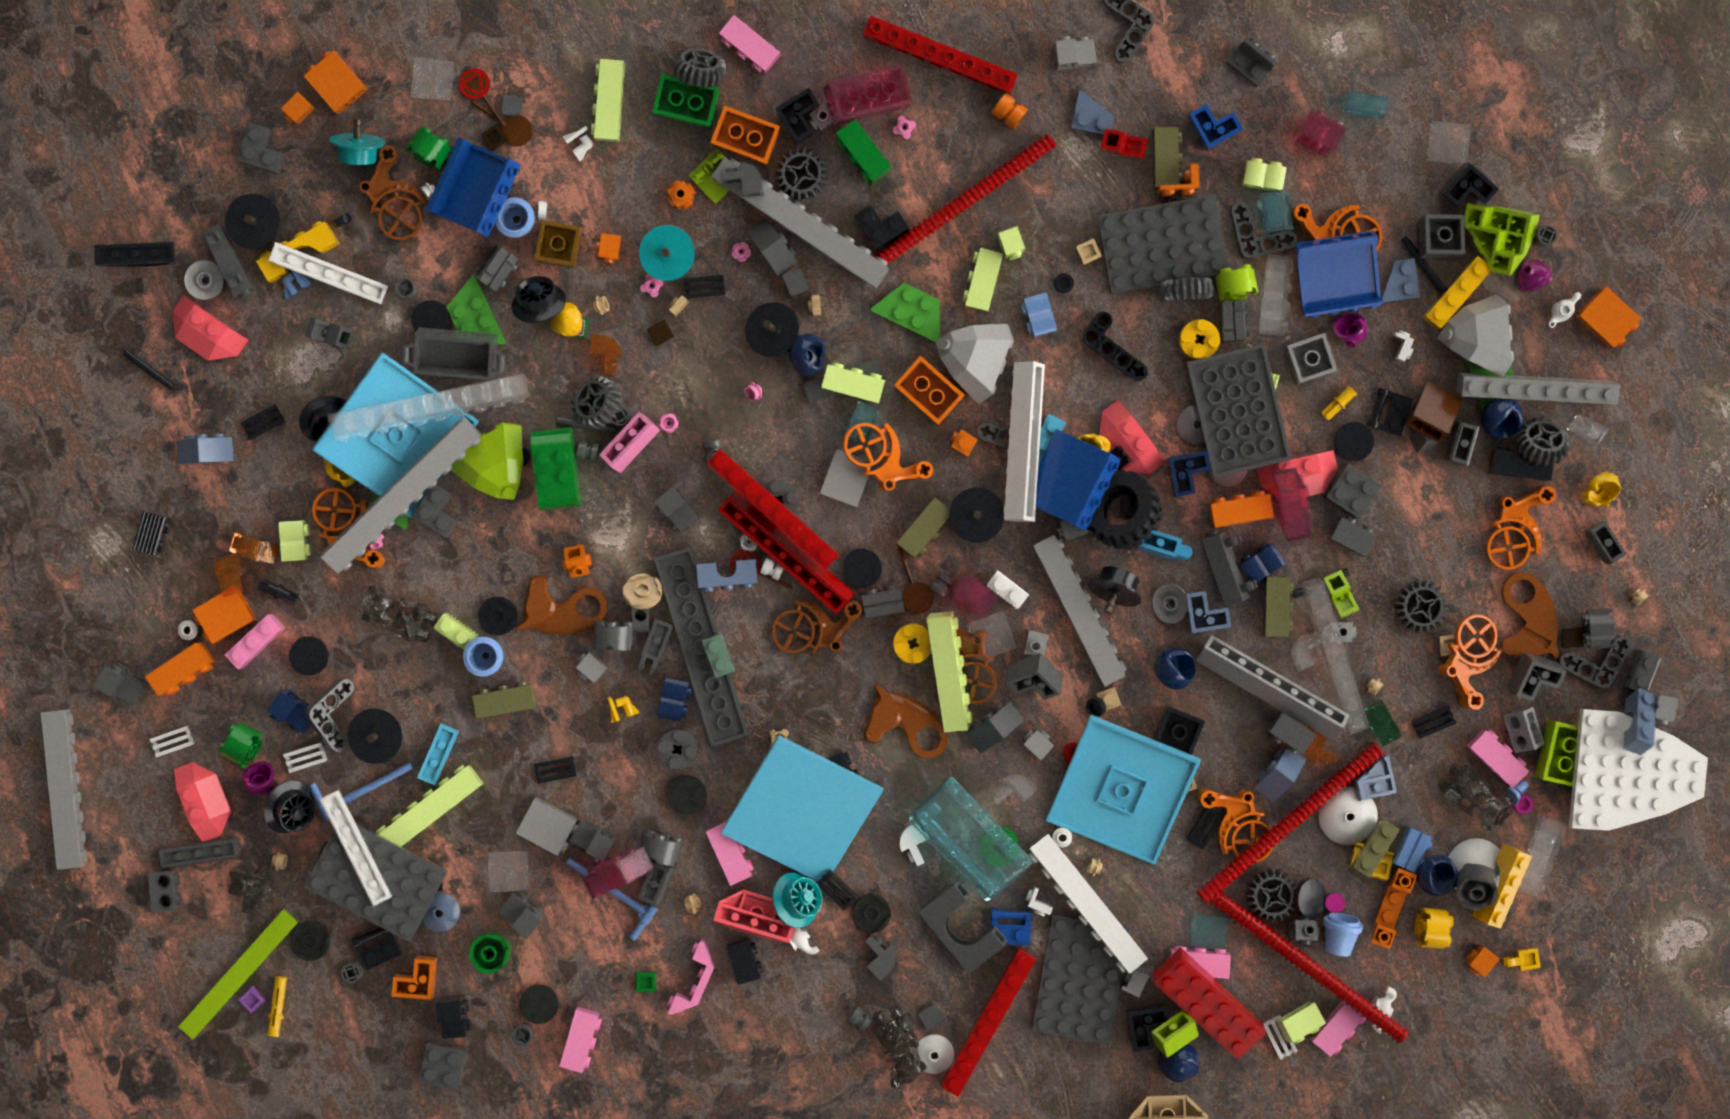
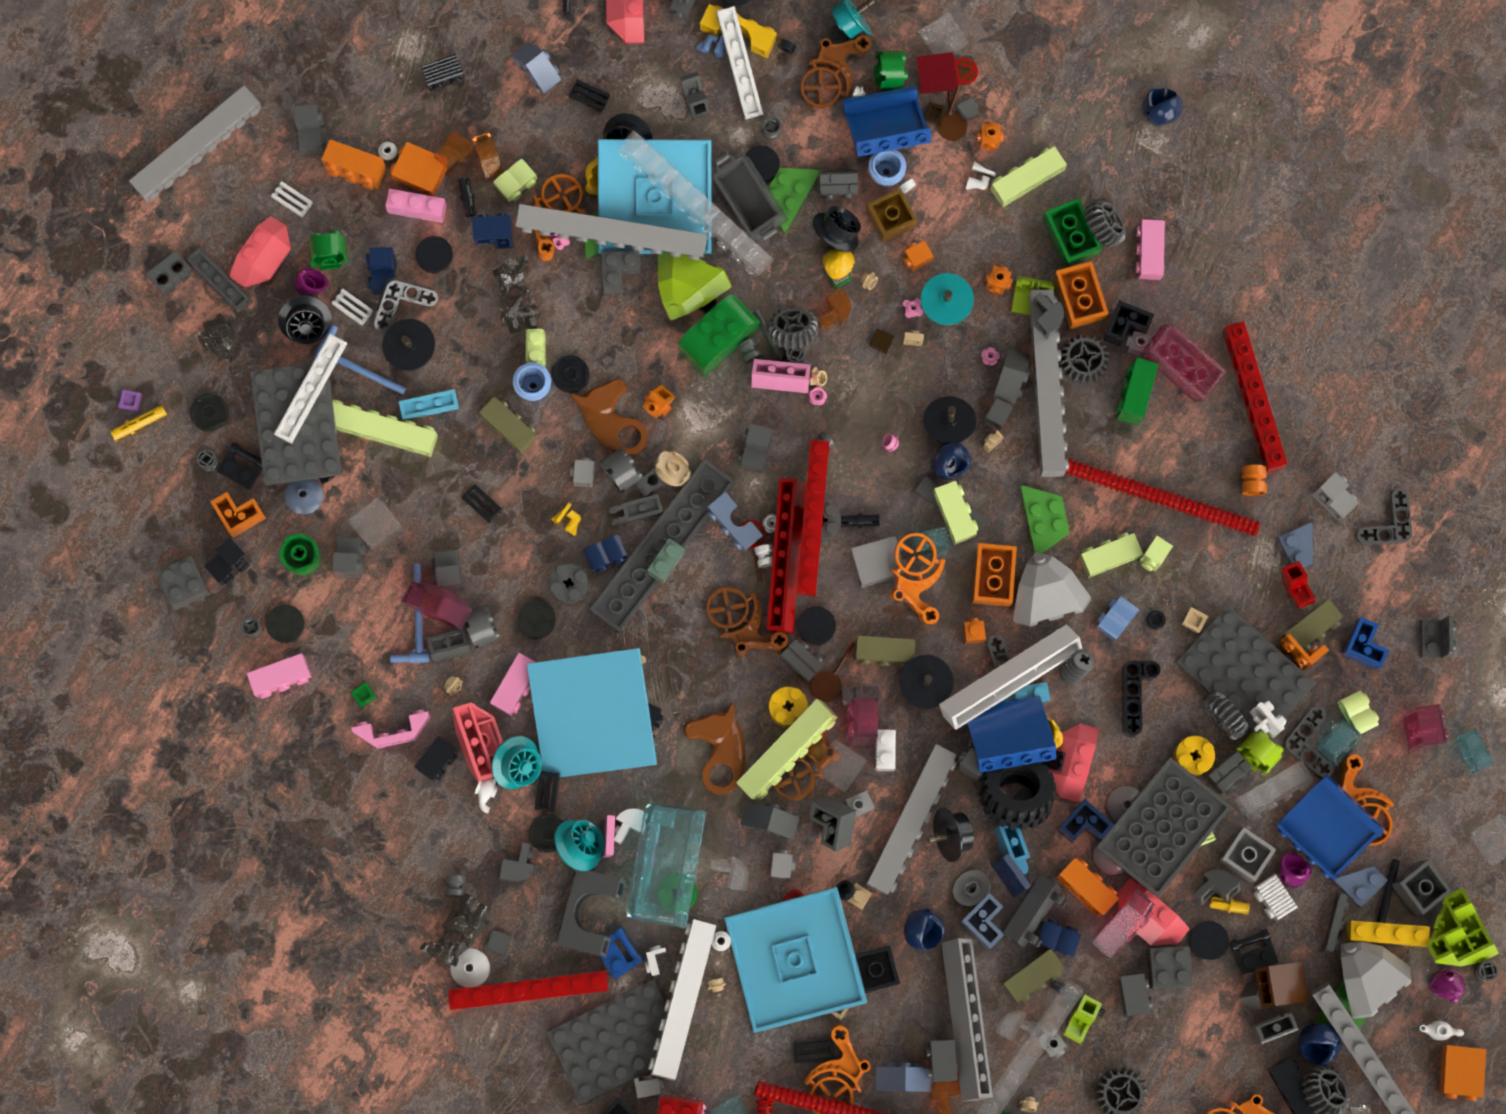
camera: 45 degrees right, 10 degrees down
(238, 974) = (143, 376): lime tile -> none
(279, 861) = (255, 344): tan plate -> none
(326, 593) = (493, 230): none -> dark blue brick
(460, 109) = (937, 73): none -> dark red tile
(547, 826) = (432, 528): light grey brick -> none
(555, 111) = (990, 136): none -> orange brick
(653, 411) = (818, 377): none -> tan plate
(705, 286) = (932, 337): black tile -> none
(800, 466) = (860, 520): none -> black pin
(880, 232) = (1087, 450): black brick -> none
(900, 897) = (579, 844): none -> teal piece
(906, 133) = (1179, 415): bright pink plate -> none
(912, 868) = (608, 834): none -> bright pink tile
(1056, 381) = (1076, 667): none -> dark grey piece
(1184, 564) = (1011, 875): none -> dark blue tile
(1216, 260) = (1266, 720): none -> white hips
(1314, 399) = (1217, 882): none -> dark grey brick
(1360, 361) = (1274, 897): none -> white brick
(1405, 350) = (1311, 927): white bracket -> none
(1417, 328) = (1335, 923): none -> dark grey plate
(1467, 181) = (1482, 878): black brick -> none

